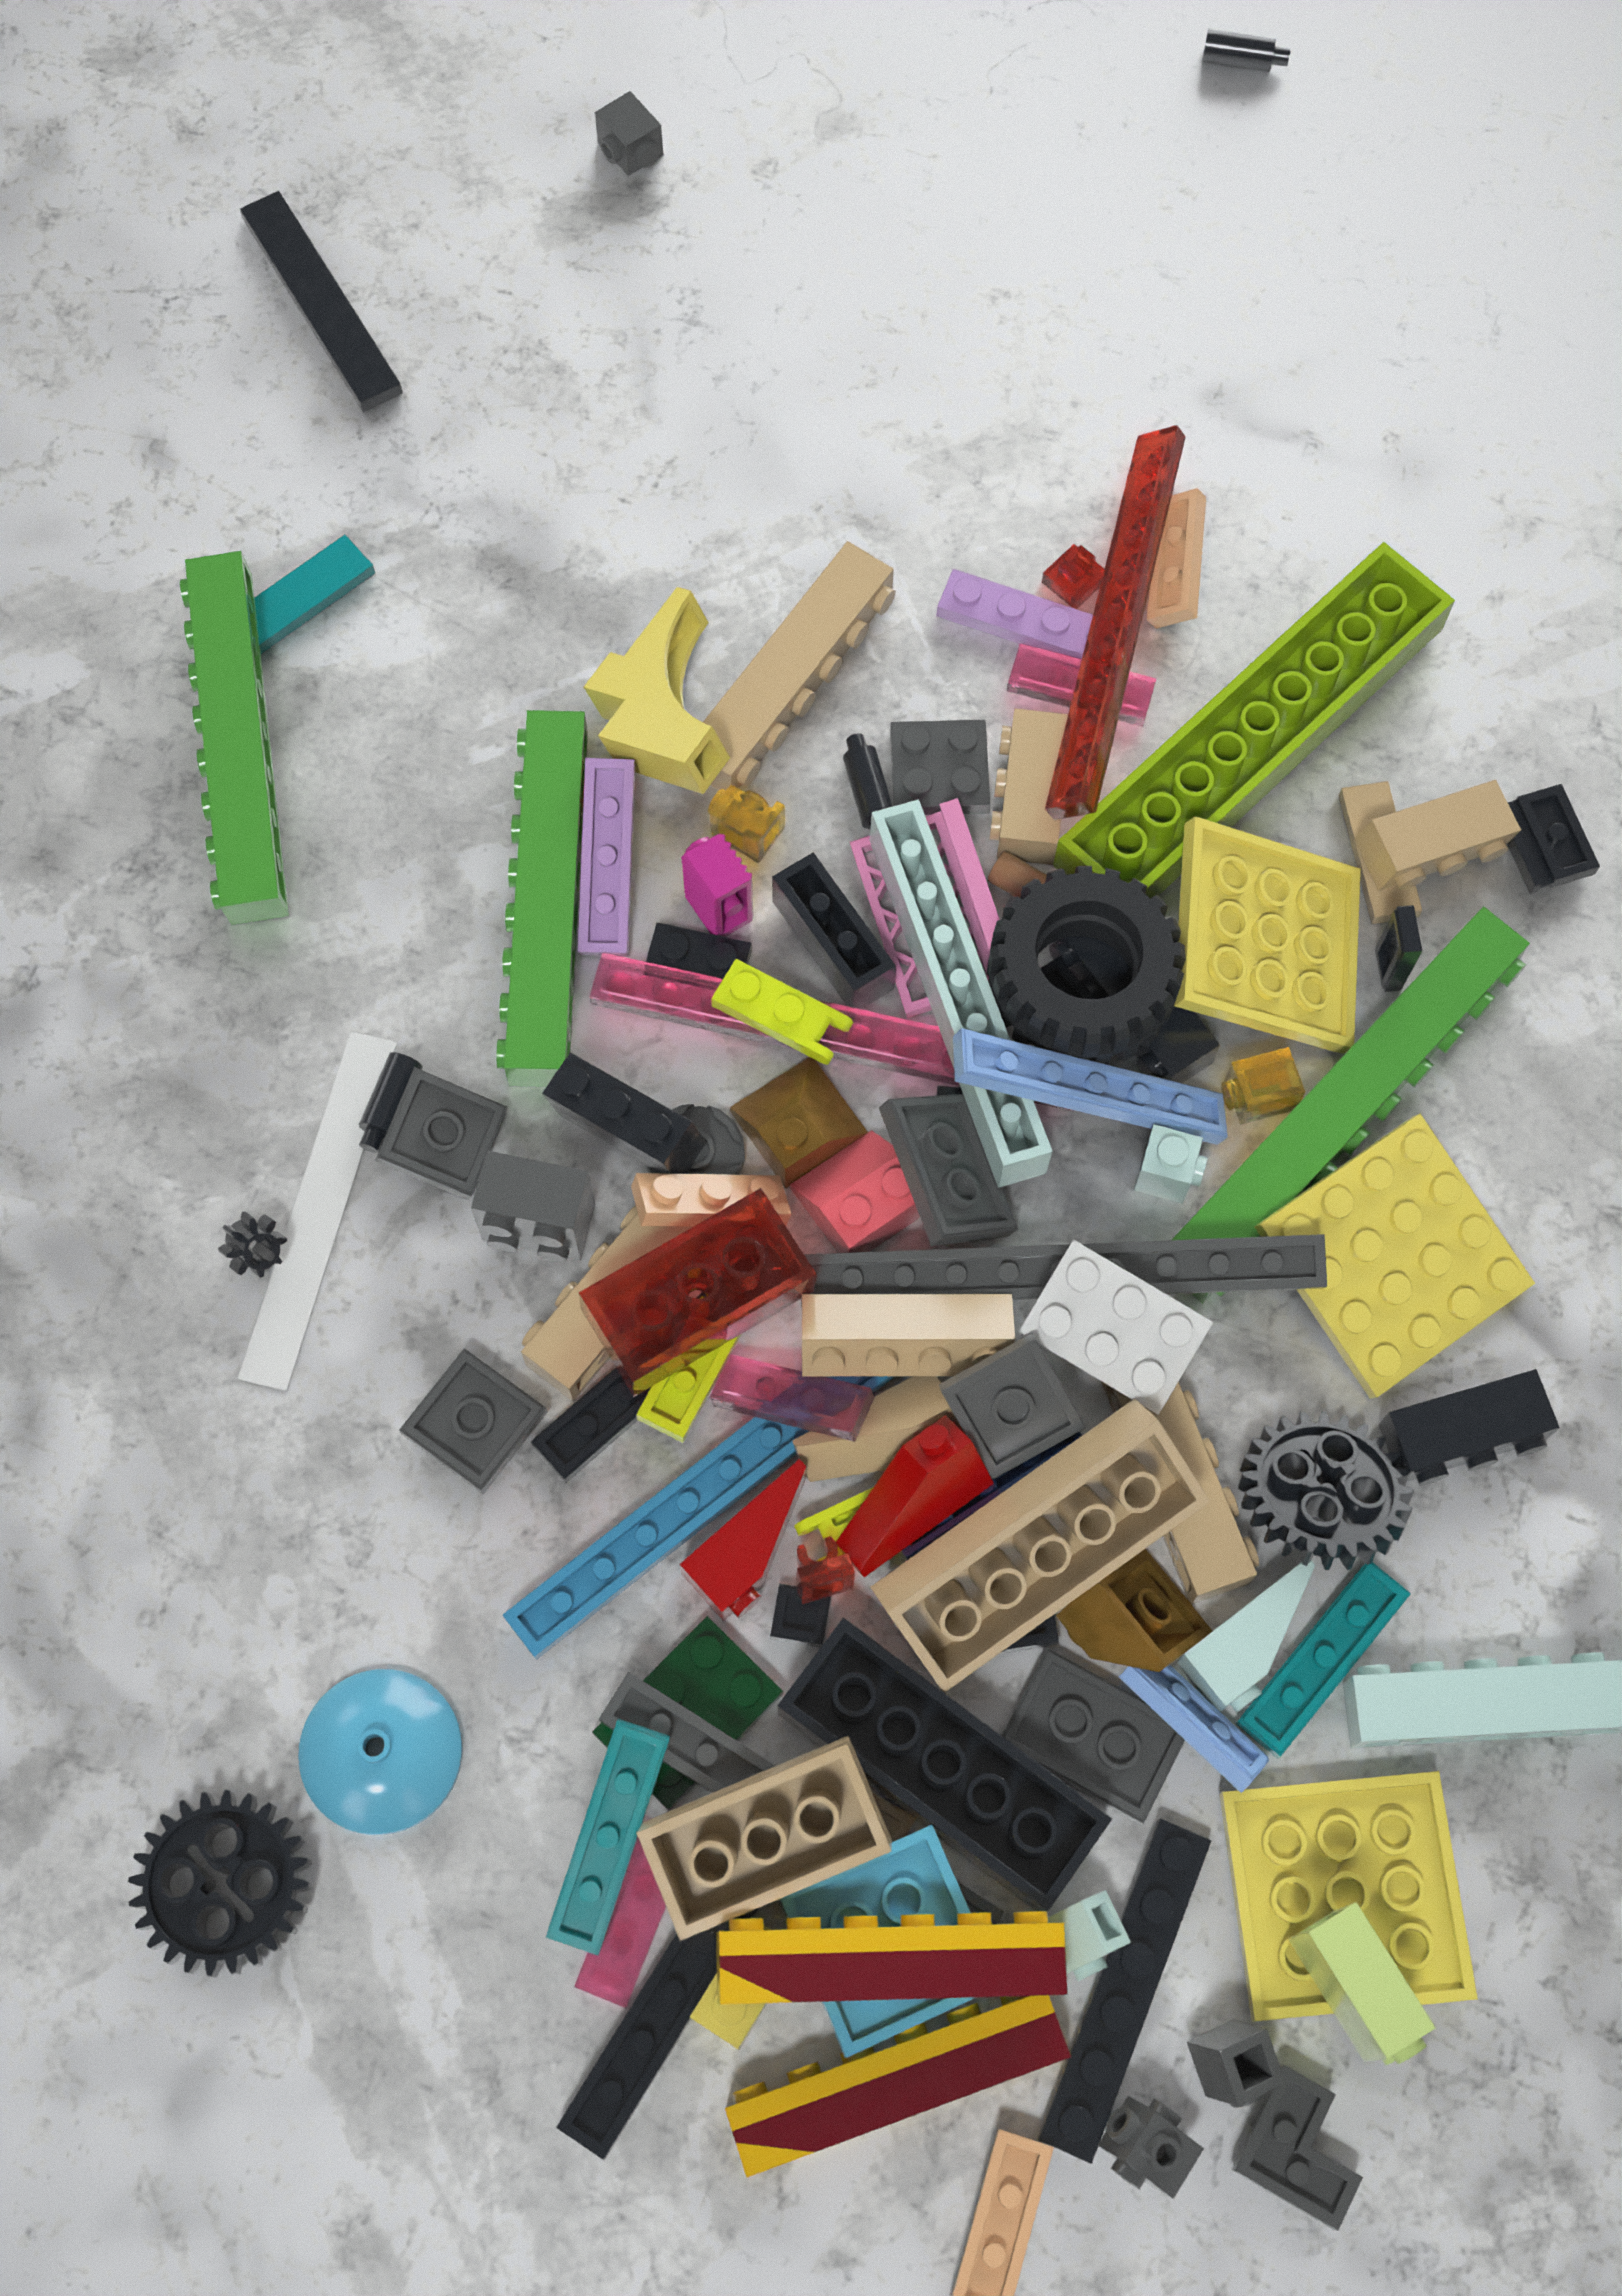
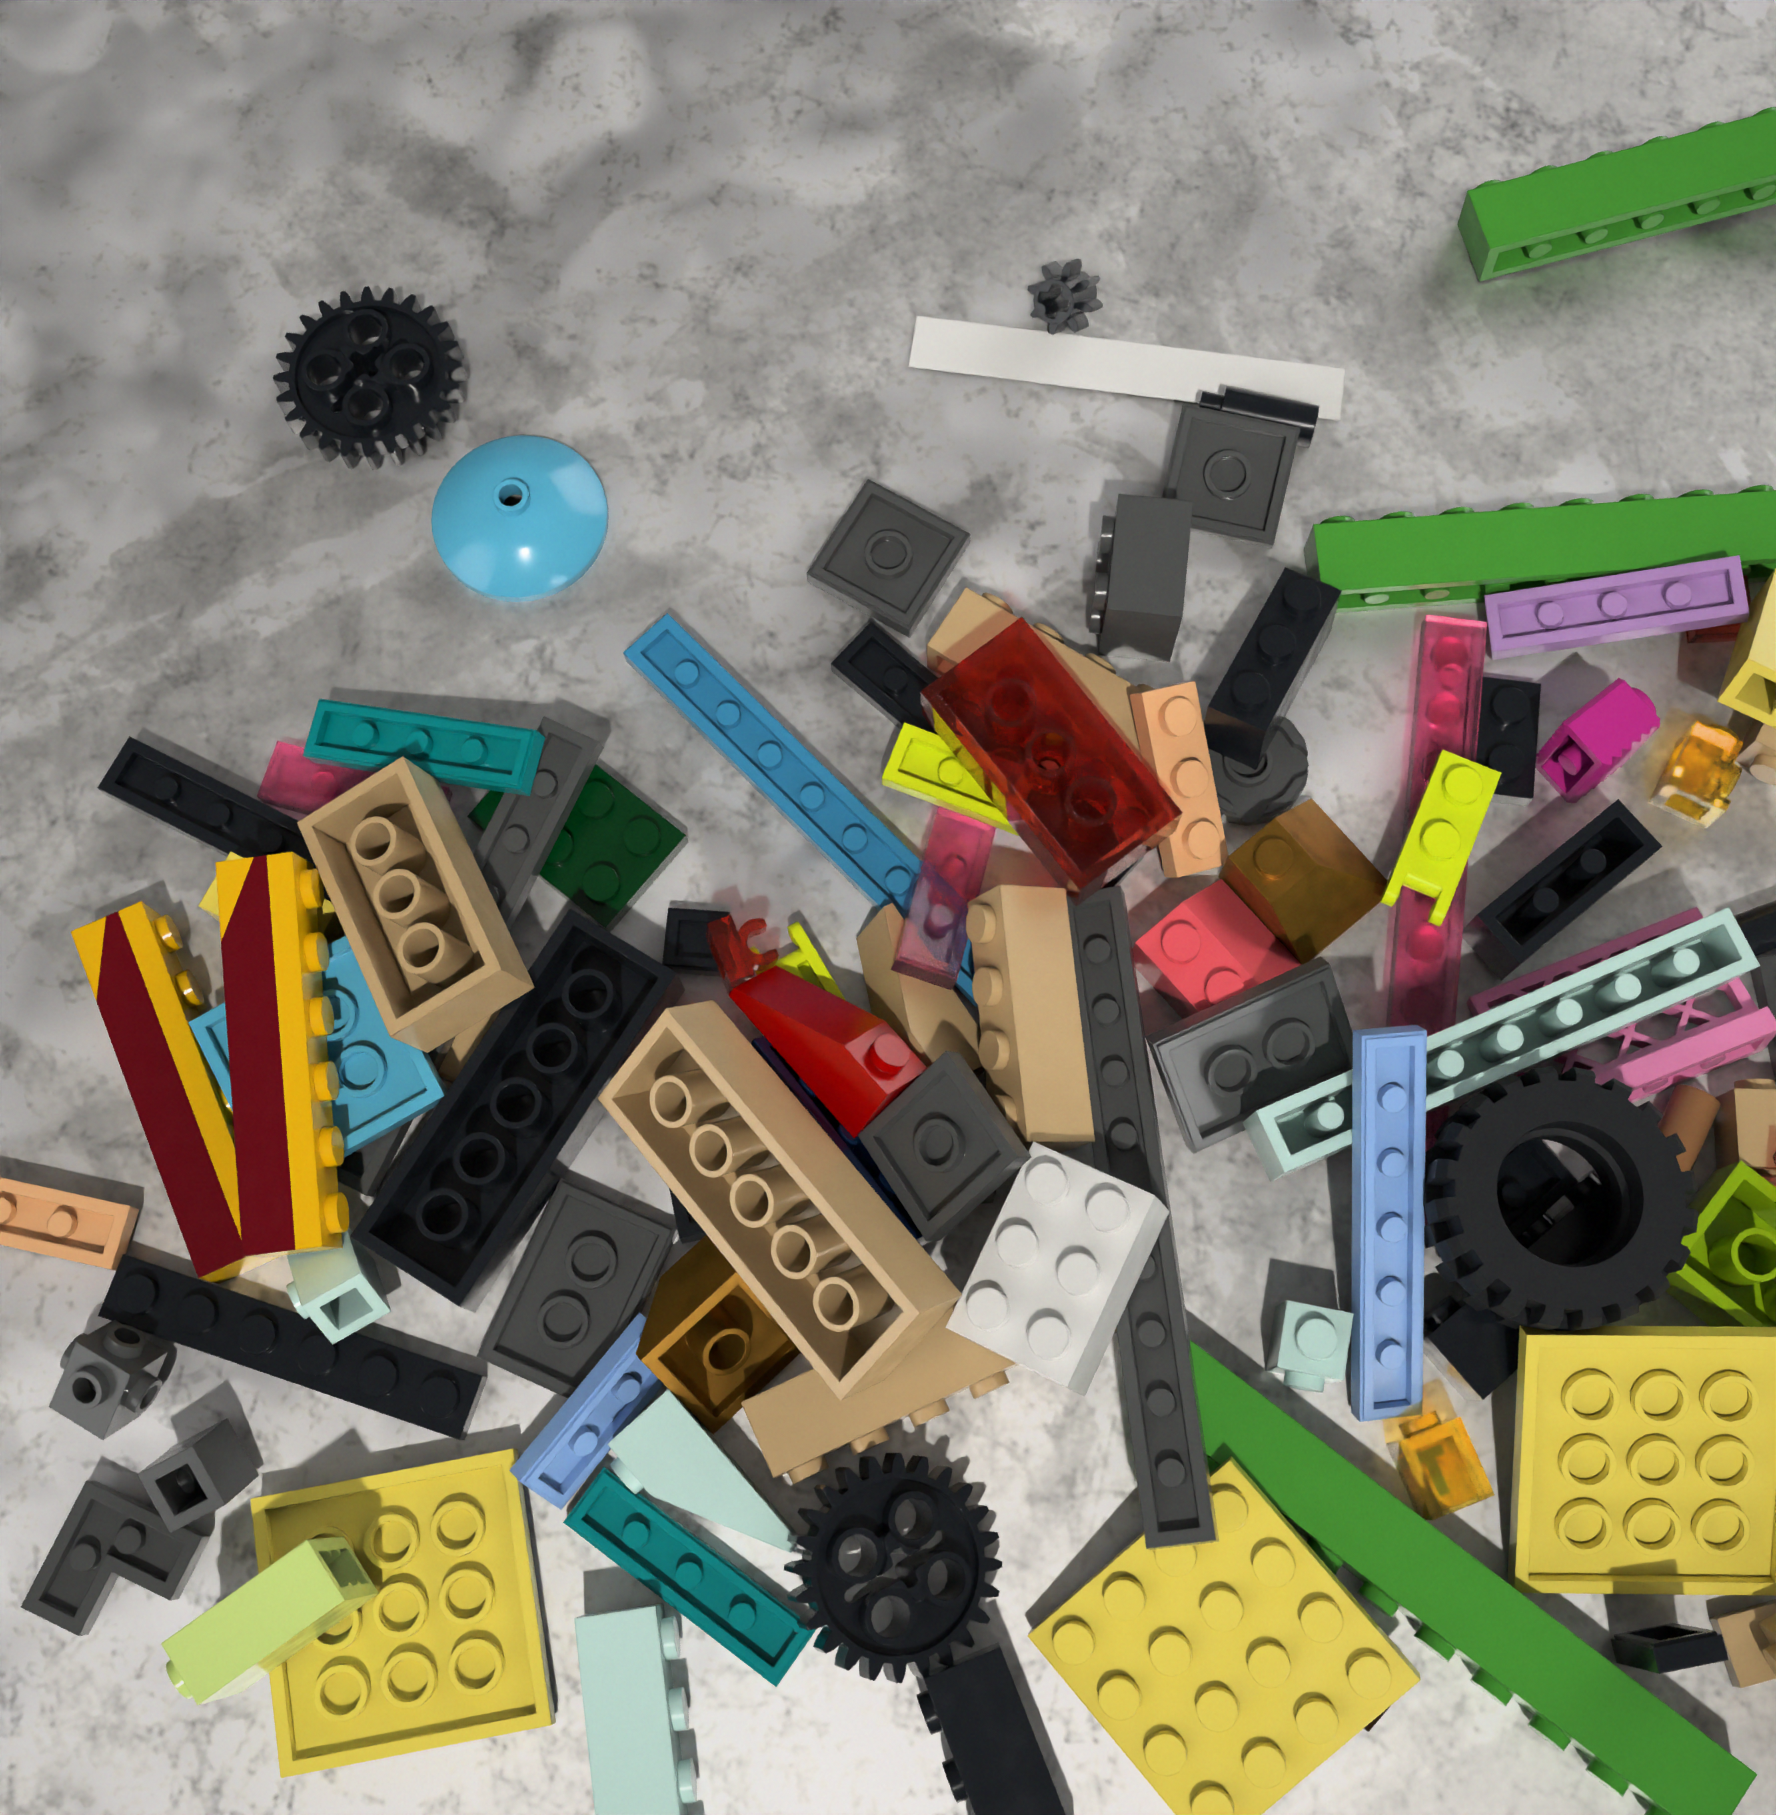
camera: 90 degrees right, 5 degrees up
(739, 1555) = (763, 868): red slope -> none

